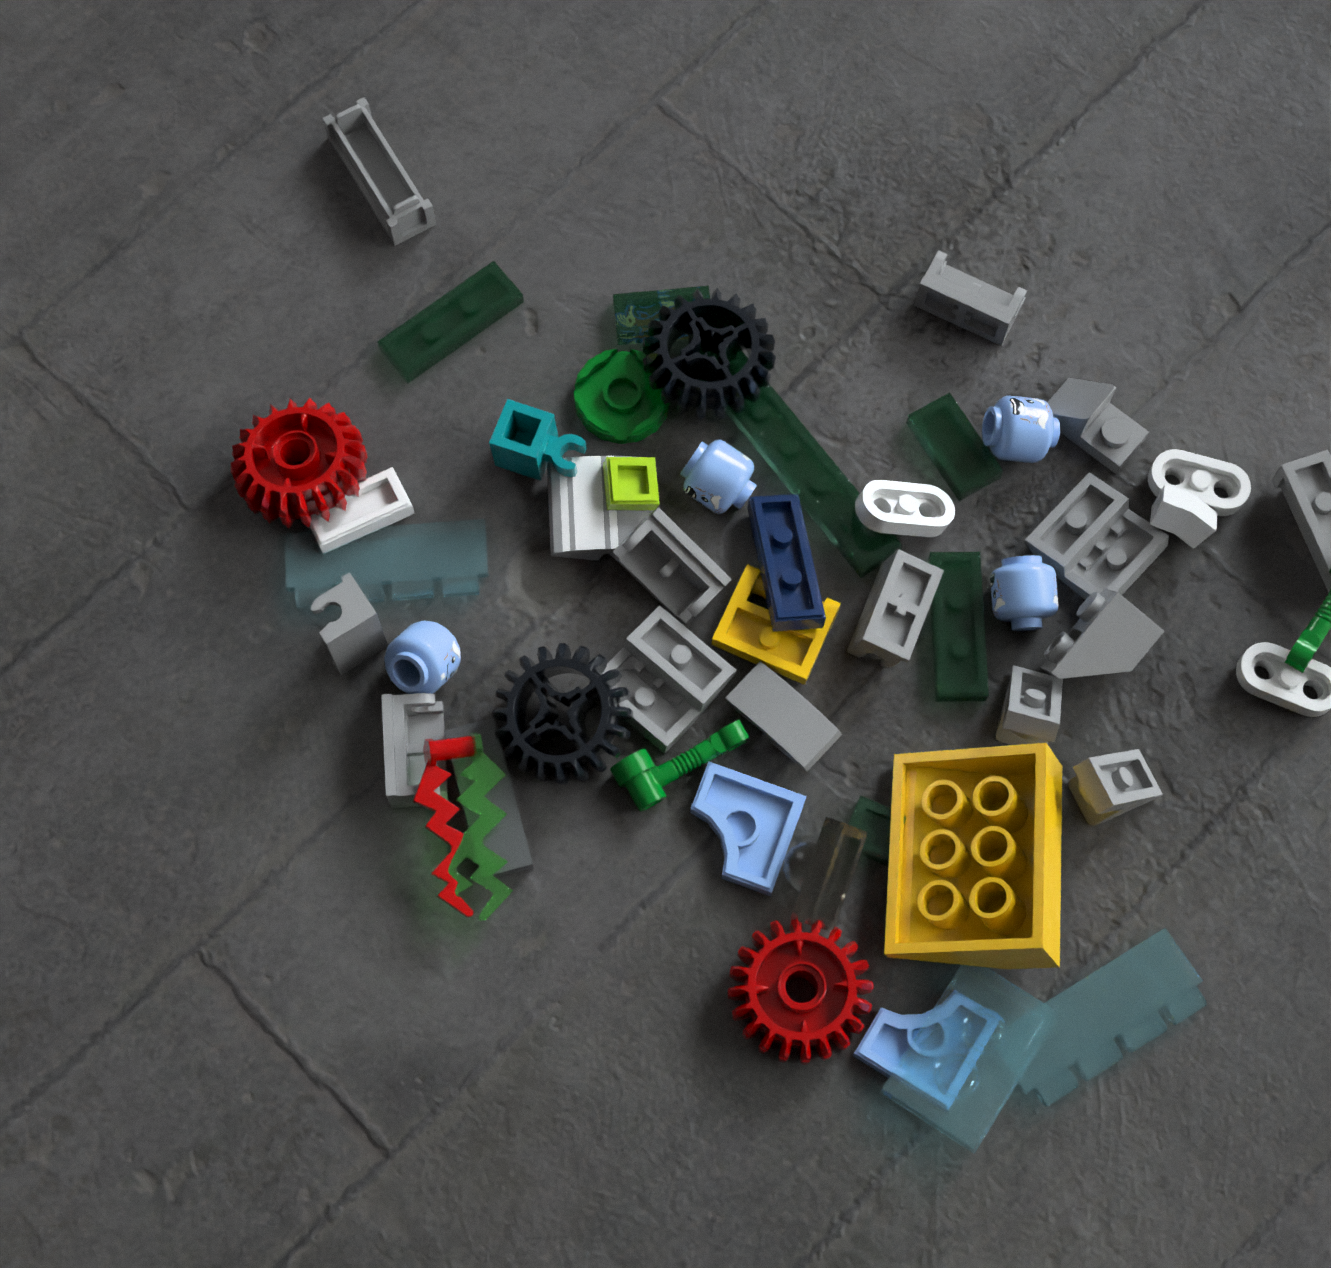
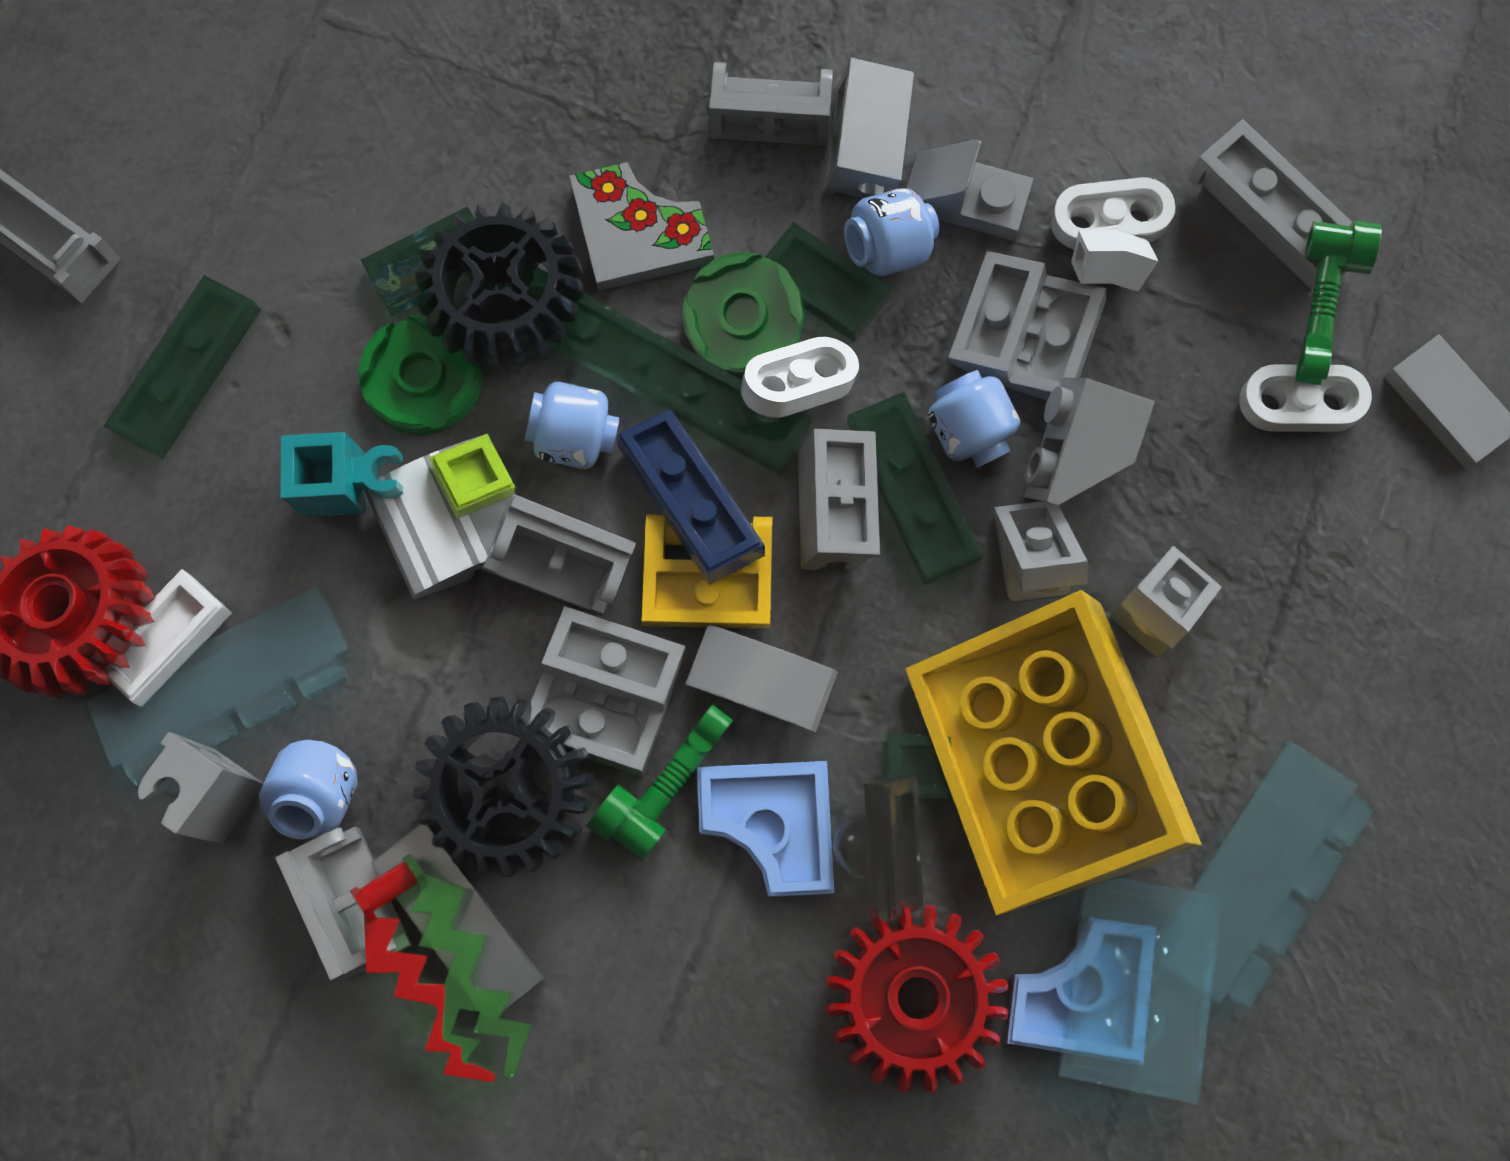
camera: 20 degrees left, 5 degrees up
(826, 354) = (635, 232): none -> light grey tile
(882, 442) = (742, 310): none -> green tile
(1036, 346) = (868, 129): none -> light grey hinge

